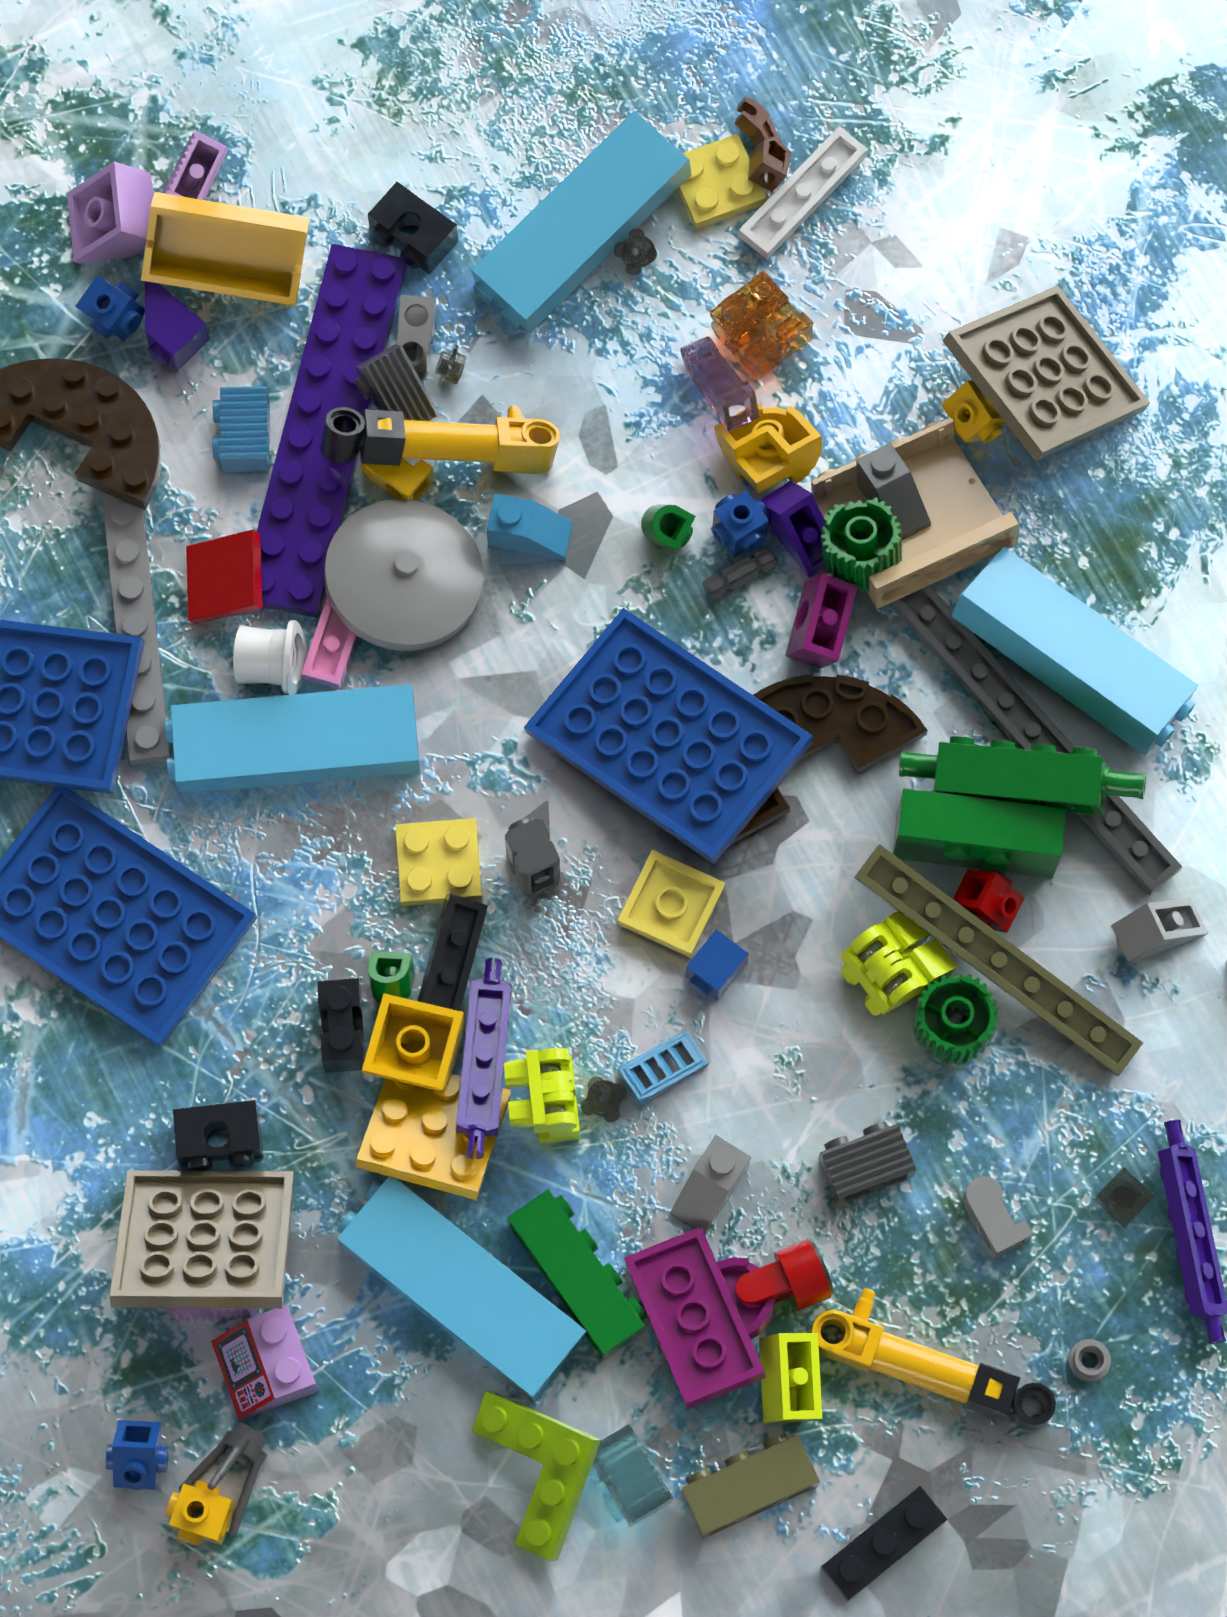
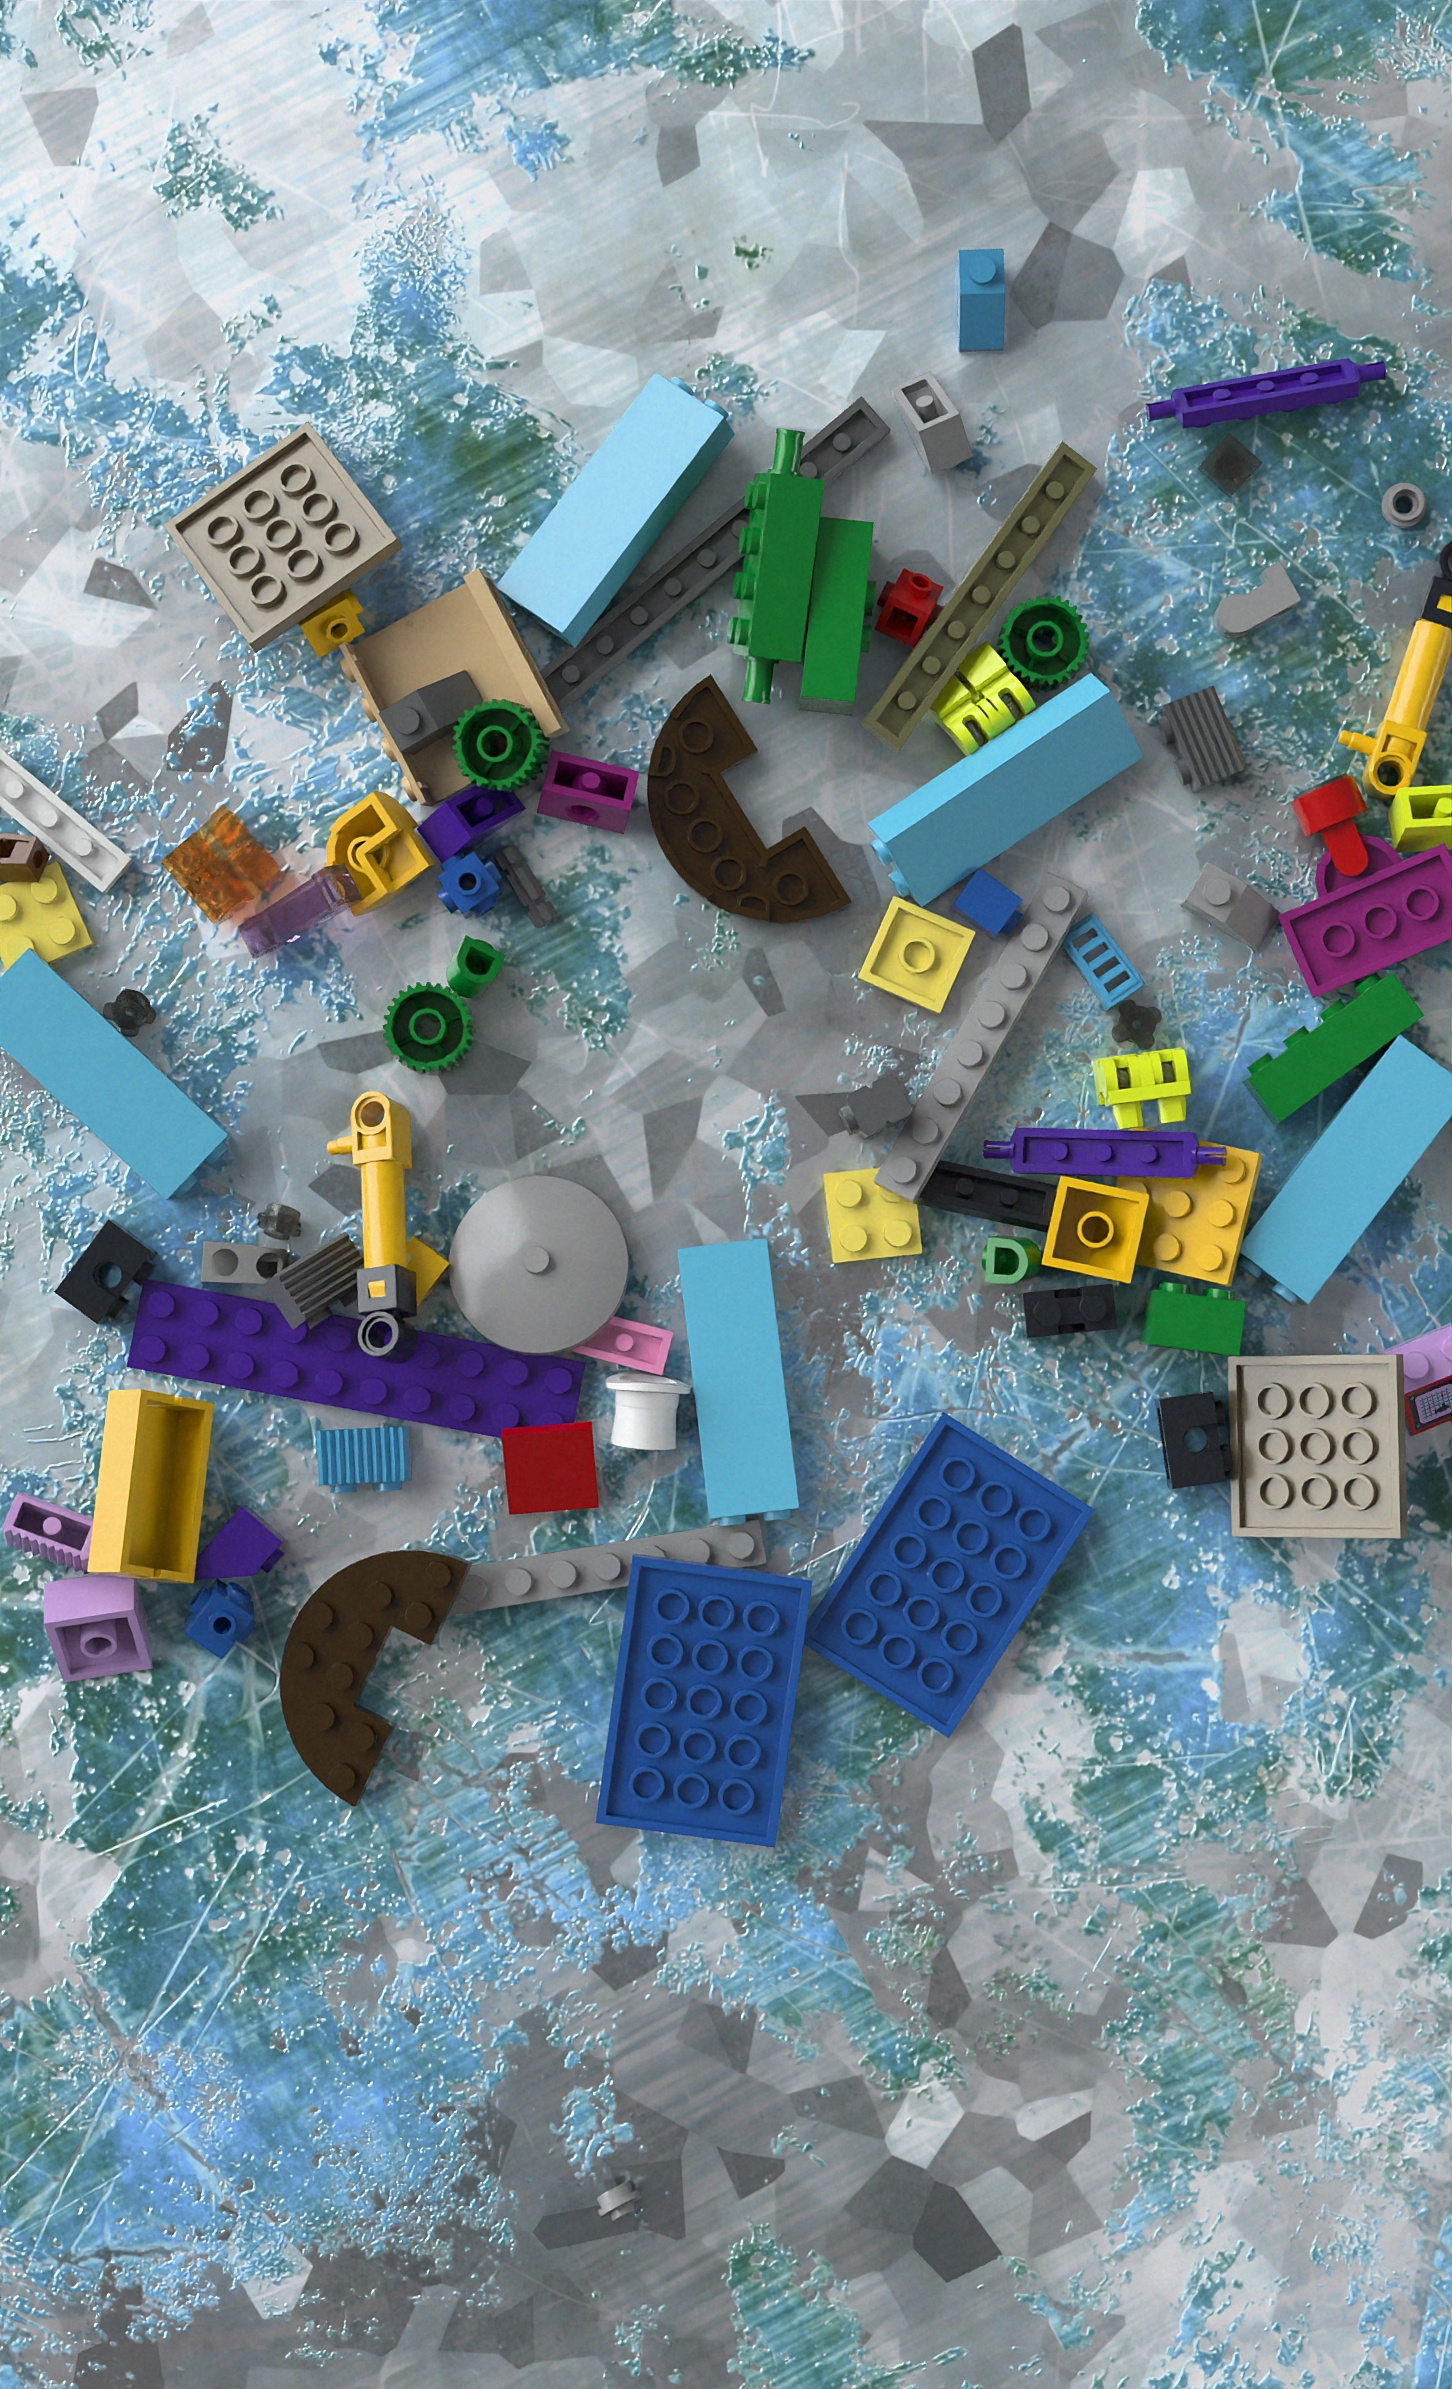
camera: 95 degrees left, 15 degrees up
(324, 1131) = (1192, 1321): none -> green brick
(527, 528) = (479, 1125): dark azure slope -> none
(594, 956) = (981, 1038): none -> light grey plate
(614, 506) = (441, 1006): none -> green brick
(669, 735) = (727, 960): blue plate -> none
(819, 977) = (1004, 790): none -> medium azure brick

